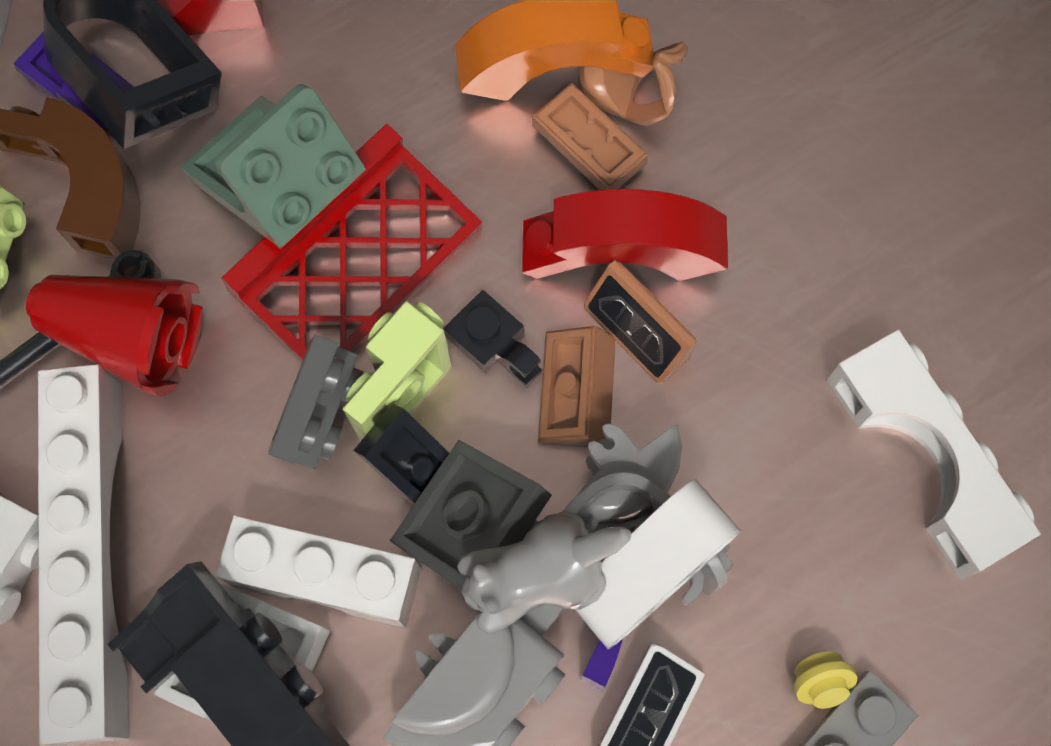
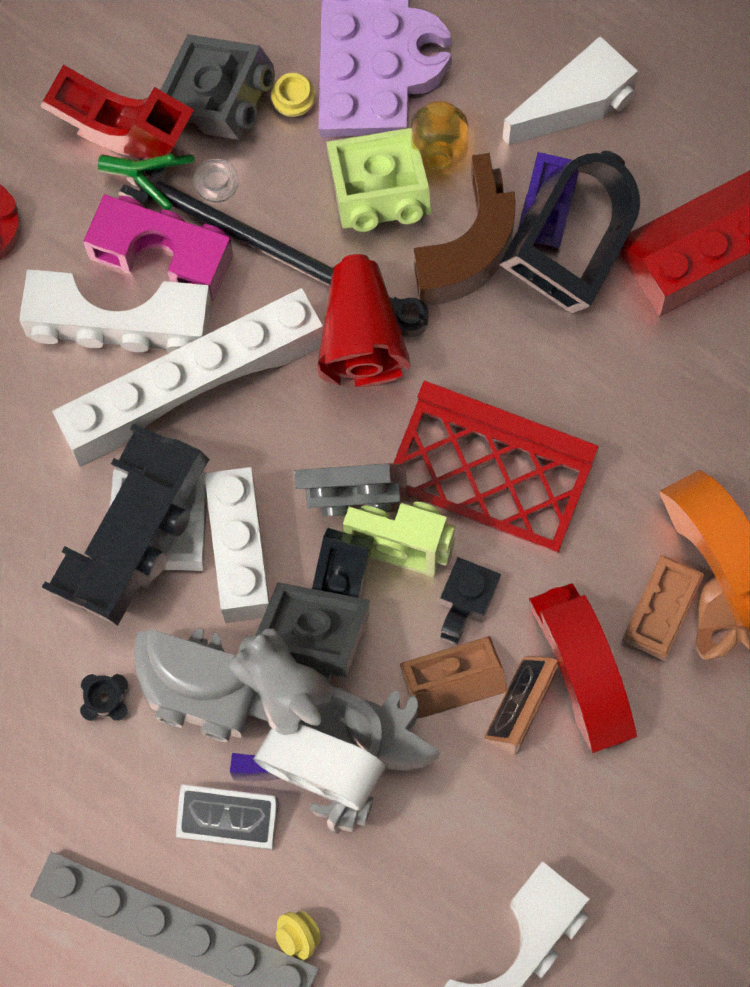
camera: 70 degrees right, 0 degrees up
(277, 164) = (522, 377): sand green bracket -> none

